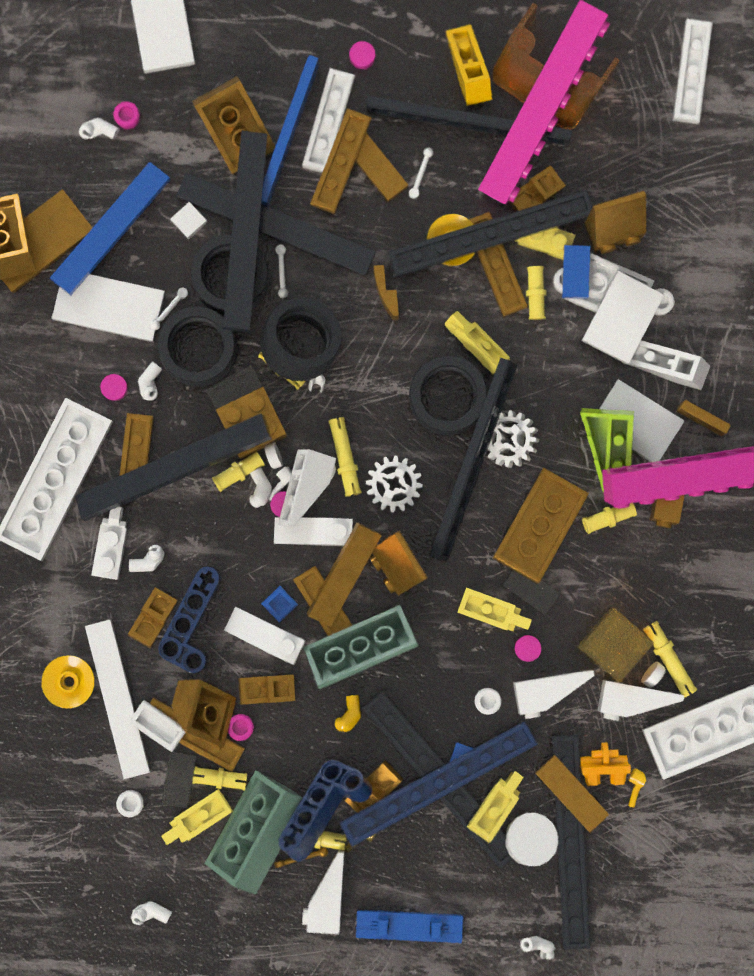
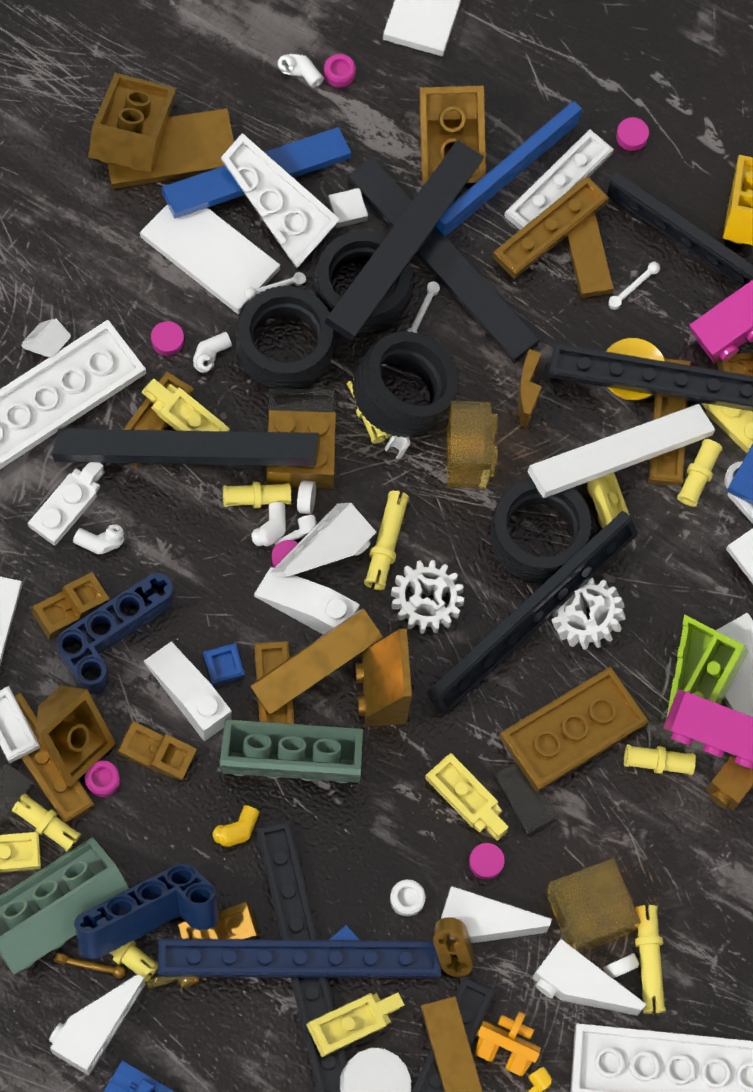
camera: 20 degrees right, 15 degrees down
(30, 434) = (47, 338): none -> white slope
(141, 244) = (284, 204): none -> white wing
(156, 439) = (181, 409): none -> light yellow hinge
(368, 359) = (471, 444): none -> clear yellow brick
(476, 310) = (620, 450): none -> white tile
(537, 723) = (447, 948): none -> pearl gold beam

